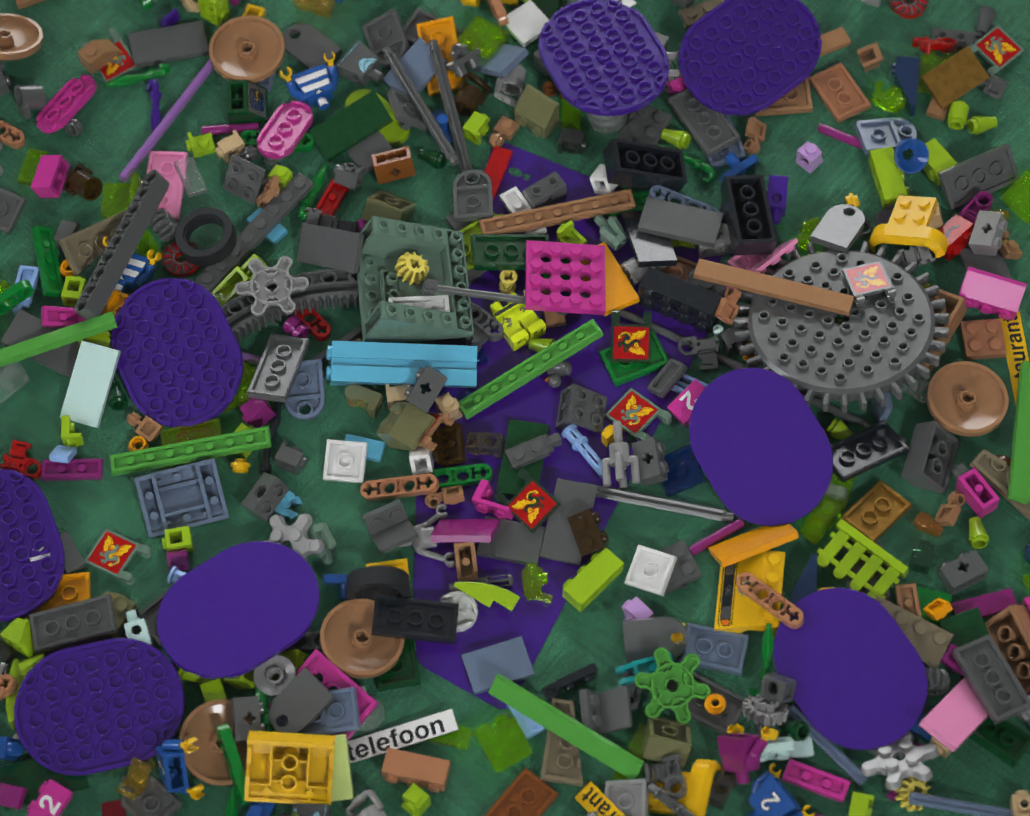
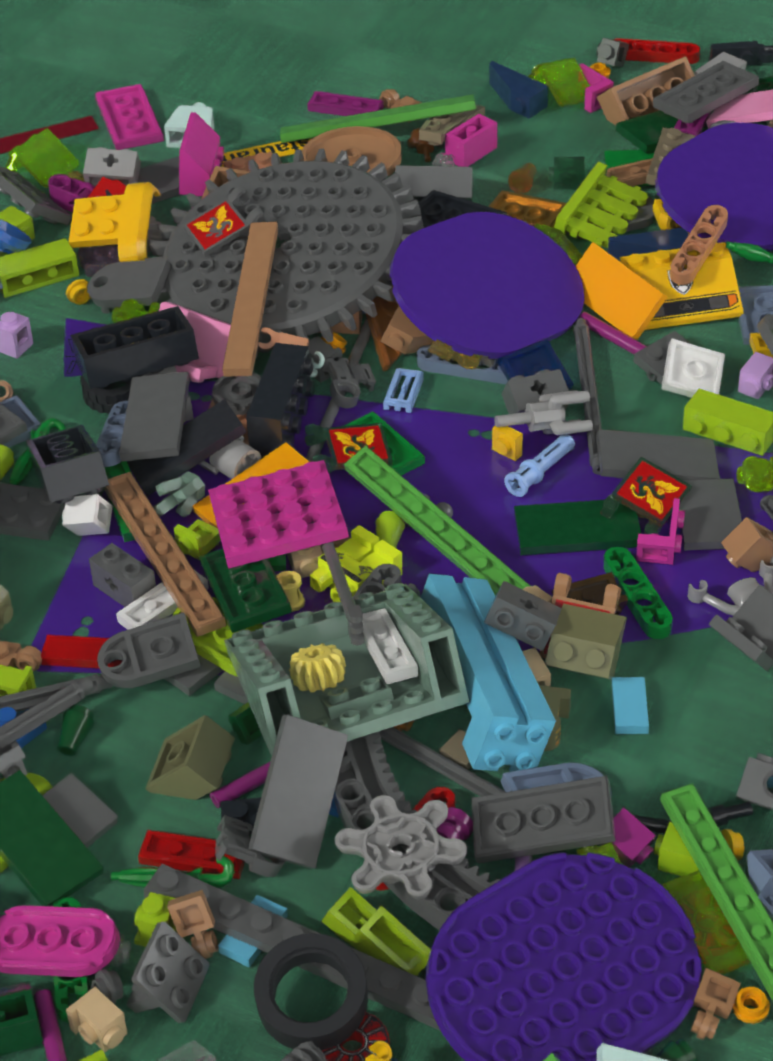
camera: 105 degrees left, 20 degrees down
(290, 459) = (691, 770): dark grey brick -> none
(345, 461) = (665, 715): white tile -> none
(349, 175) = (132, 824): dark grey brick -> none
(393, 165) = (103, 766): dark orange brick -> none
(399, 490) = (685, 637): nougat beam -> none
(421, 461) = (639, 618): white brick -> none
(450, 495) = (668, 582): medium nougat plate -> none
(465, 530) = (727, 540): magenta tile -> none
(485, 443) = (572, 560): clear smoke leg -> none
(532, 450) = (564, 509): dark grey hinge -> none
(572, 141) = (20, 571): pearl dark grey brick -> none
(581, 408) = (480, 482): dark grey bracket -> none
(588, 531) = (670, 424): dark brown bracket -> none
(636, 414) = (461, 432): flag -> none
(667, 378) = (400, 407): dark grey tile -> none
(683, 404) = (434, 374): dark pink brick -> none
(737, 167) = (43, 394): blue tile -> none
(937, 609) = (633, 146): light orange plate -> none
(949, 512) = (502, 163): medium nougat plate -> none
(959, 580) = (573, 140): dark grey brick -> none
(977, 534) = (519, 142): lime cone -> none
(988, 604) = (603, 130): magenta tile -> none

